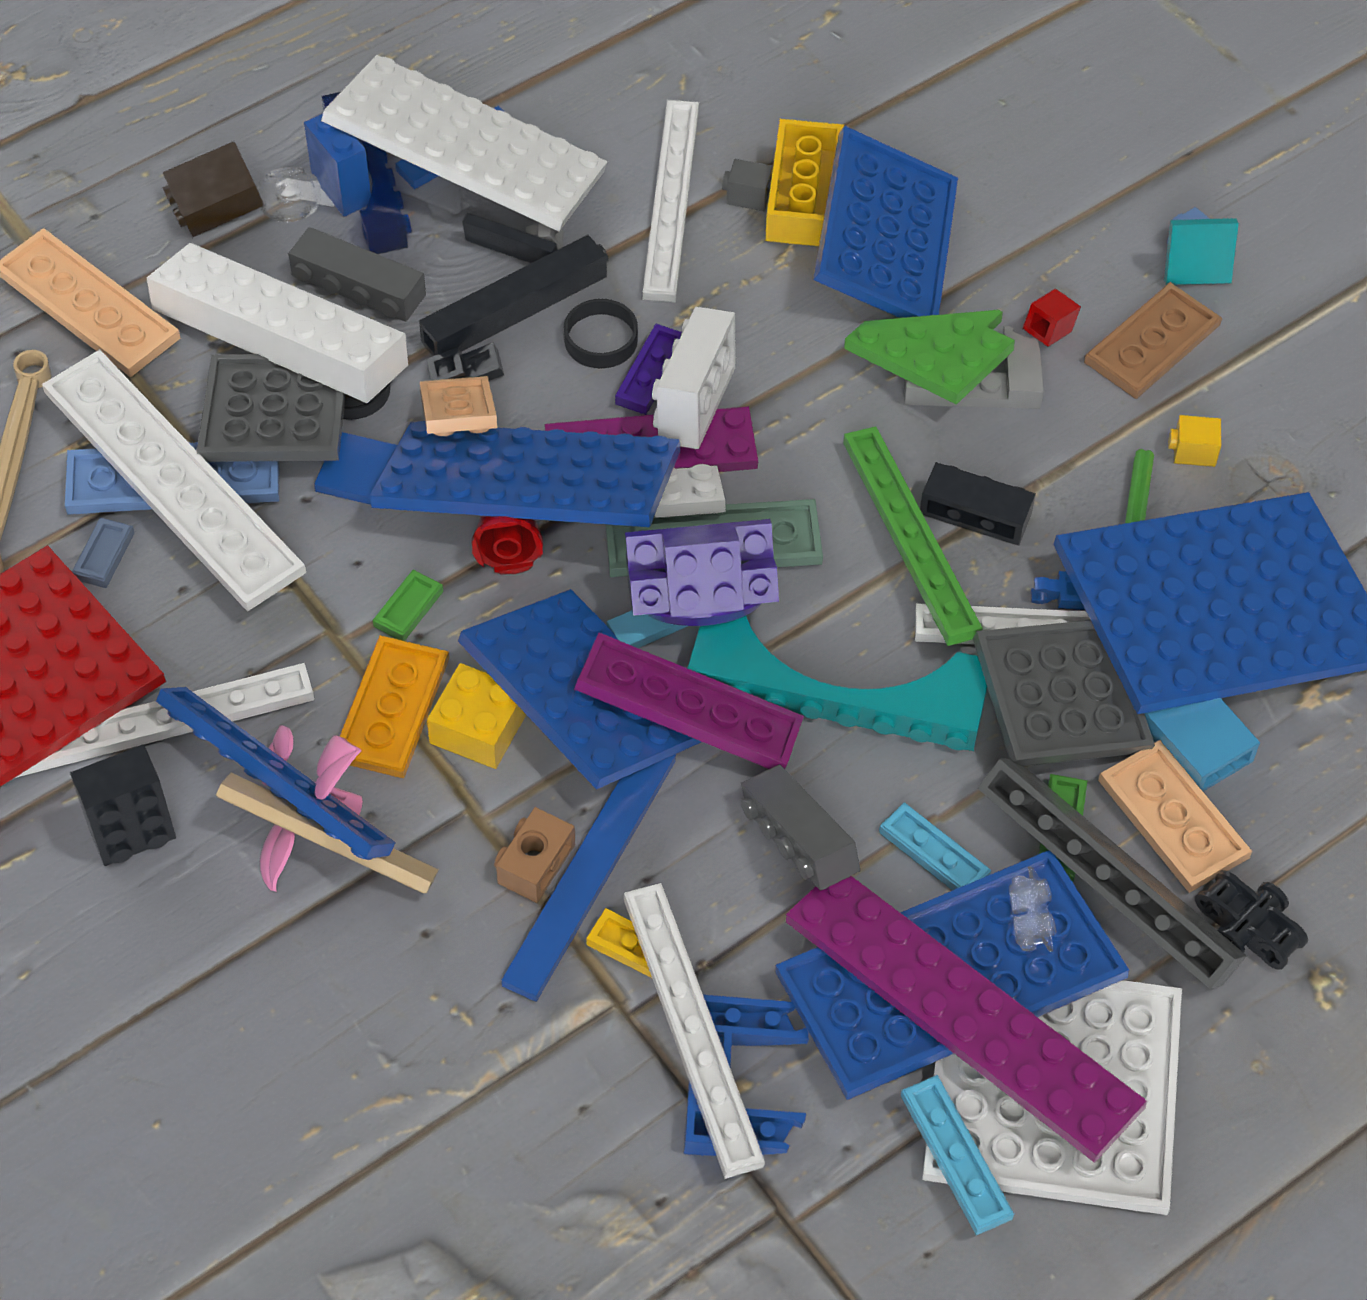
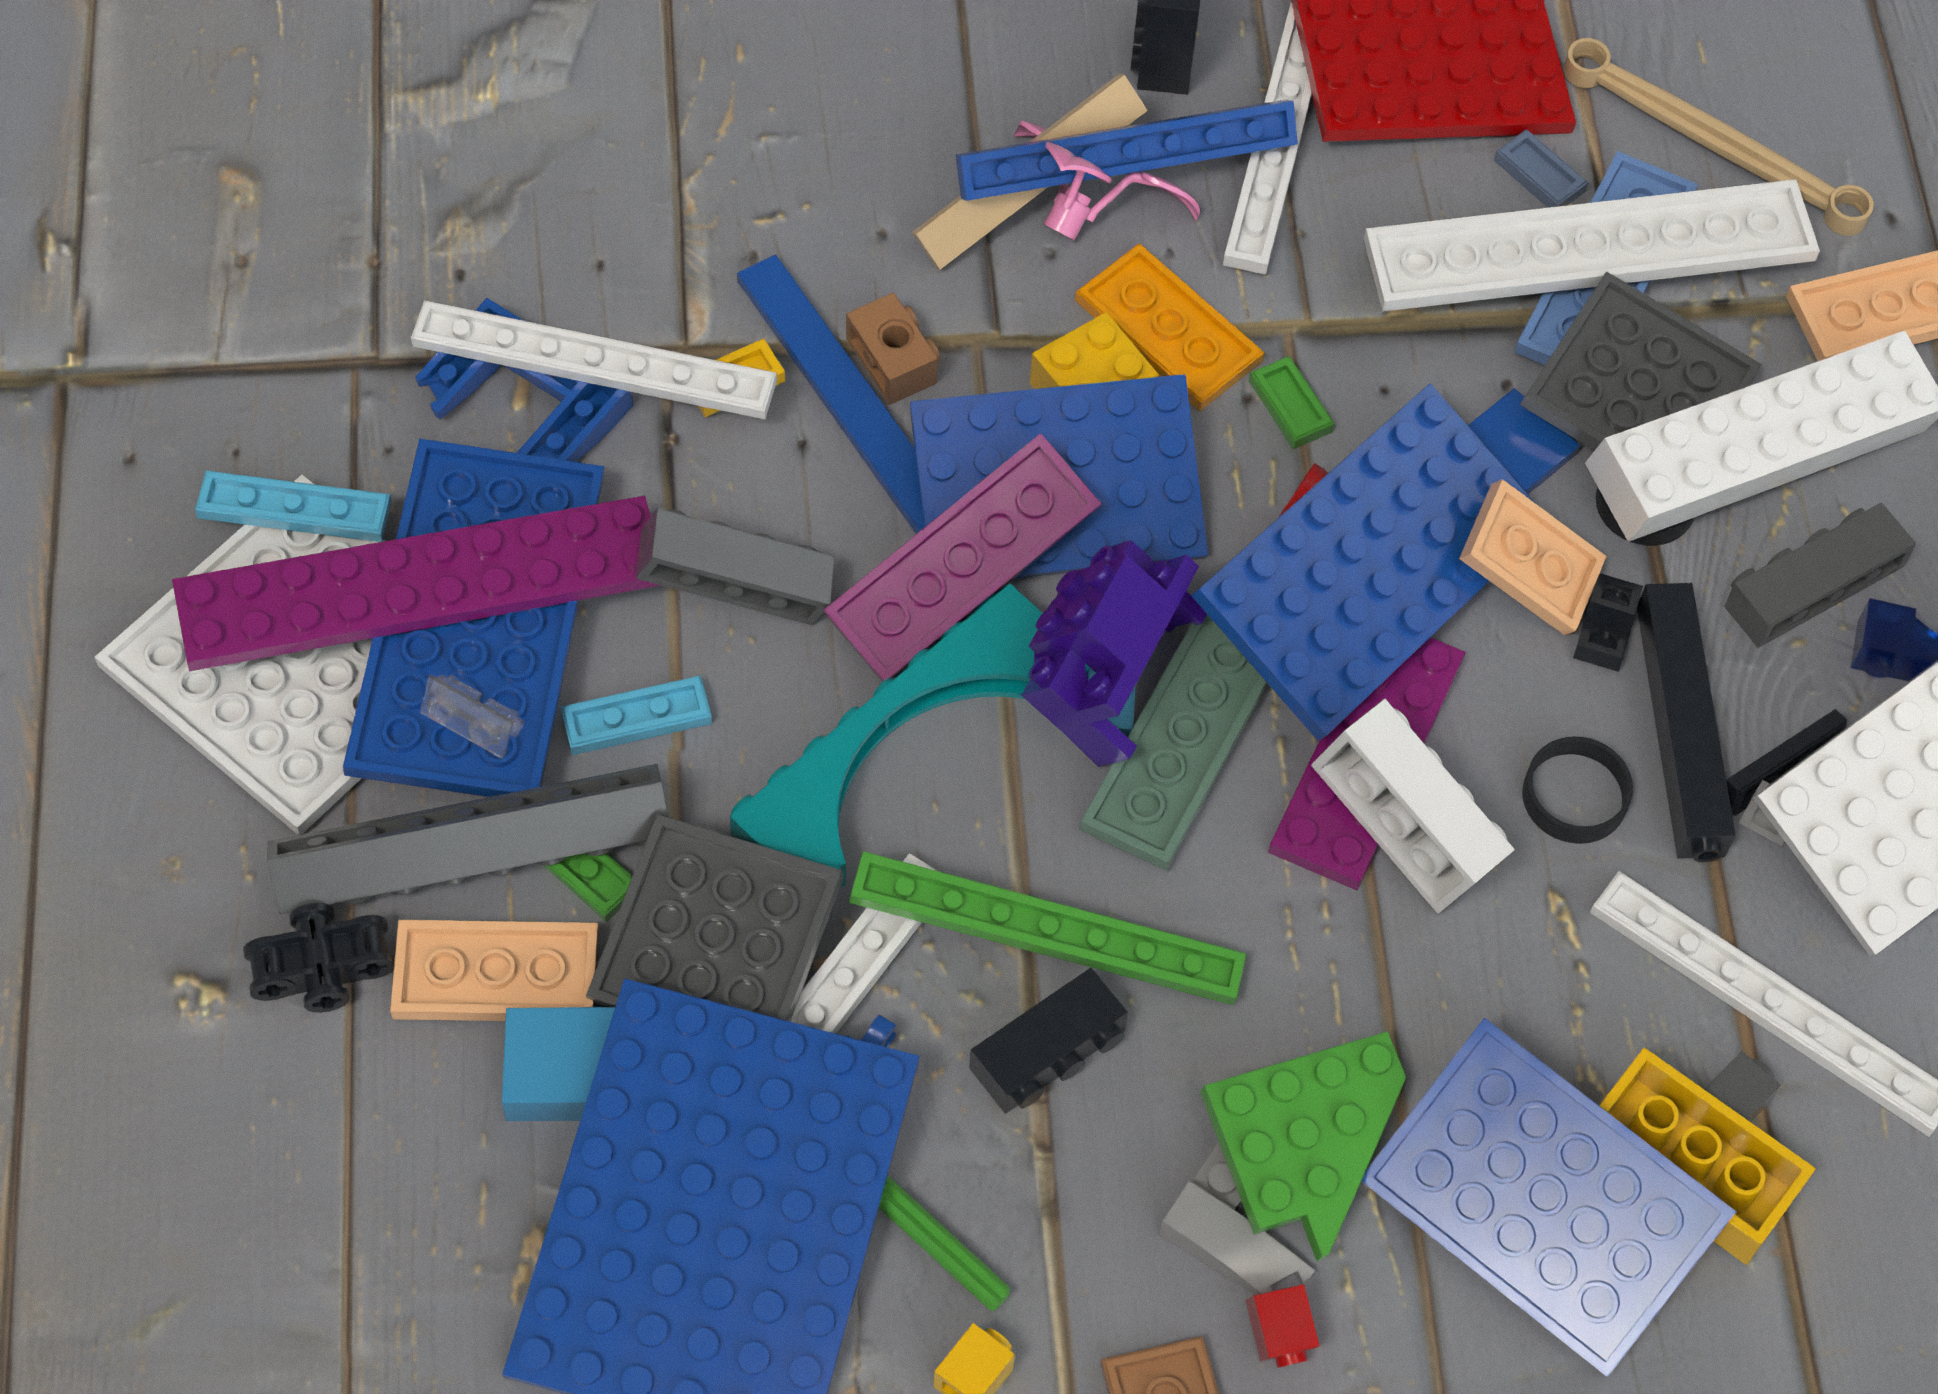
camera: 120 degrees right, 5 degrees up
(638, 384) = (1498, 808): dark purple plate -> none
(692, 492) = (1262, 737): white plate -> none

